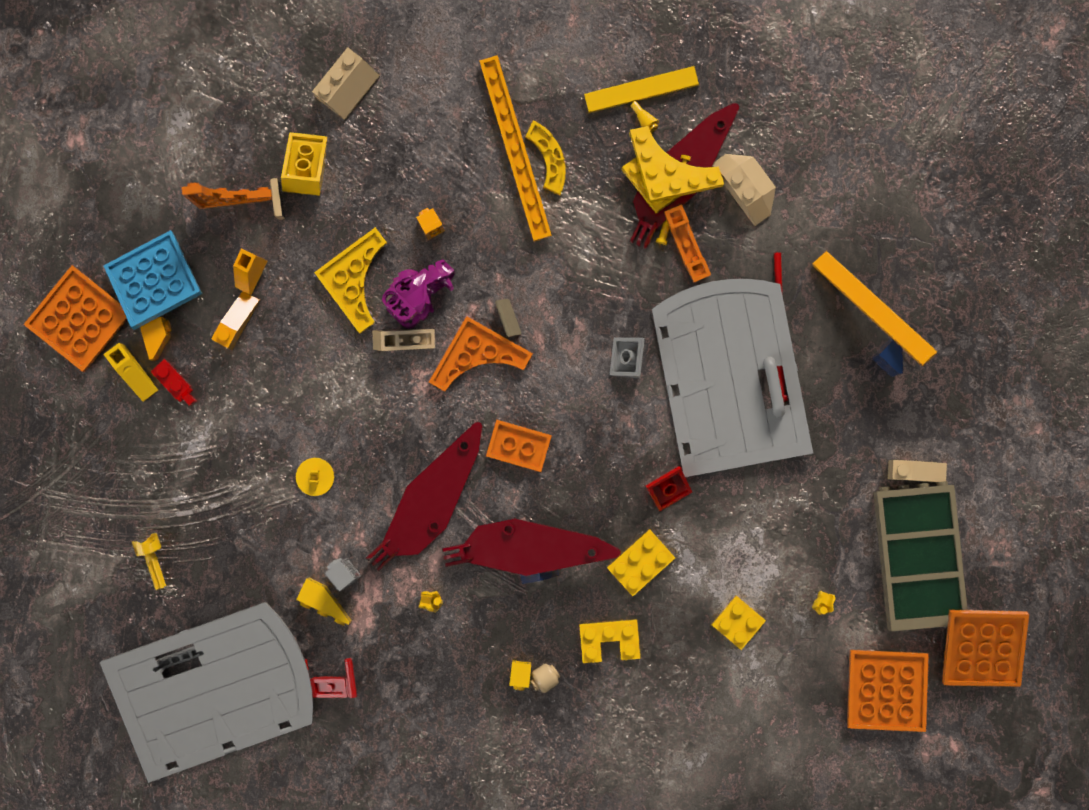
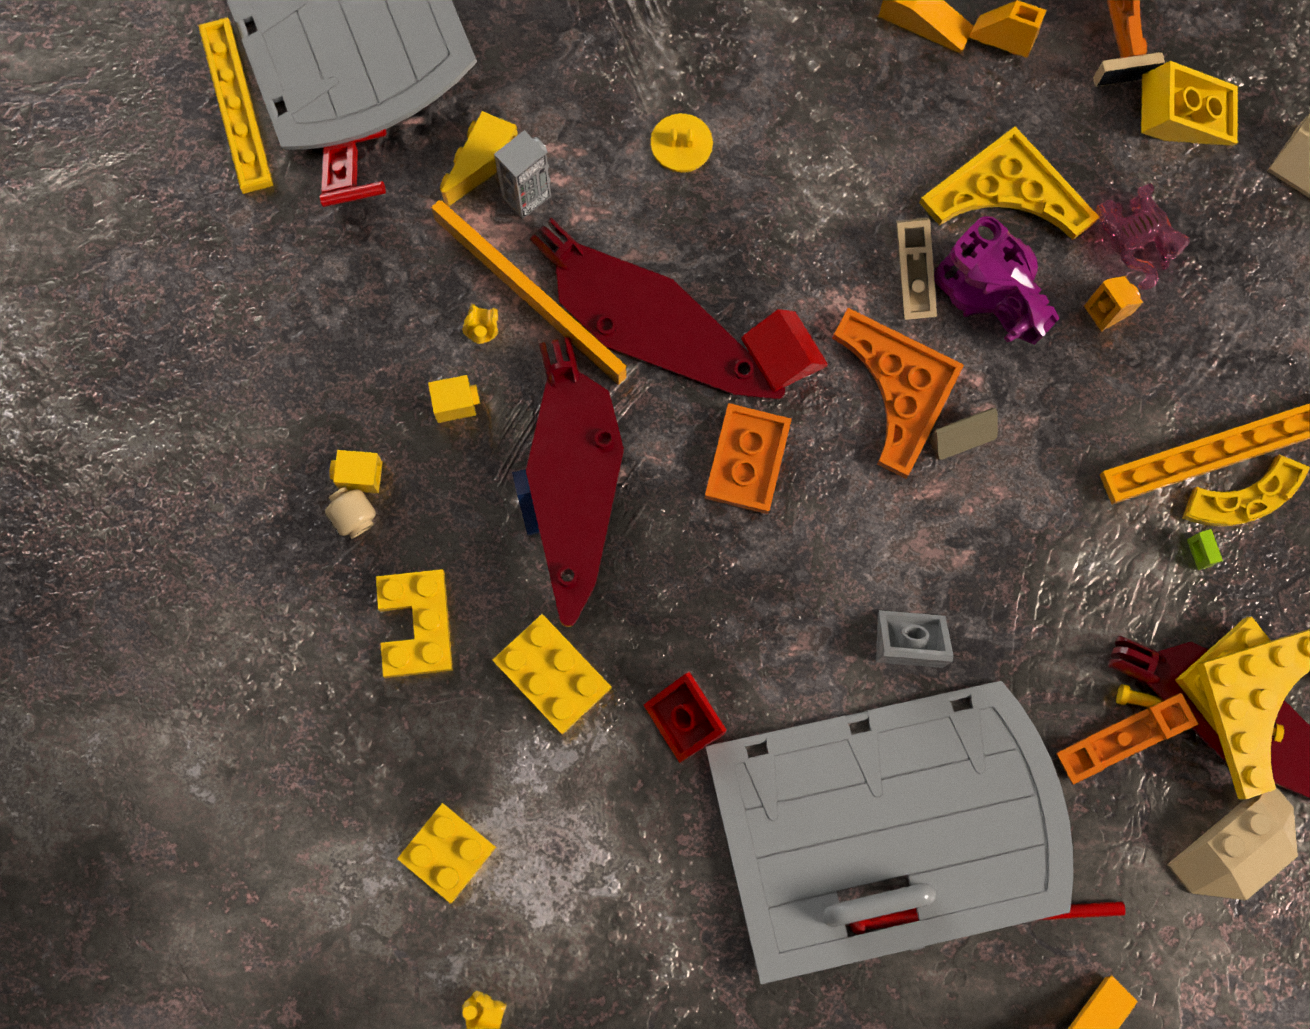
camera: 80 degrees right, 10 degrees down
(280, 753) = (235, 105): none -> yellow tile
(384, 204) = (1144, 226): none -> clear pink animal
(410, 573) = (529, 292): none -> light orange tile
(453, 421) = (783, 349): none -> red slope
(477, 617) = (453, 398): none -> yellow brick
(580, 187) = (1204, 549): none -> lime tile

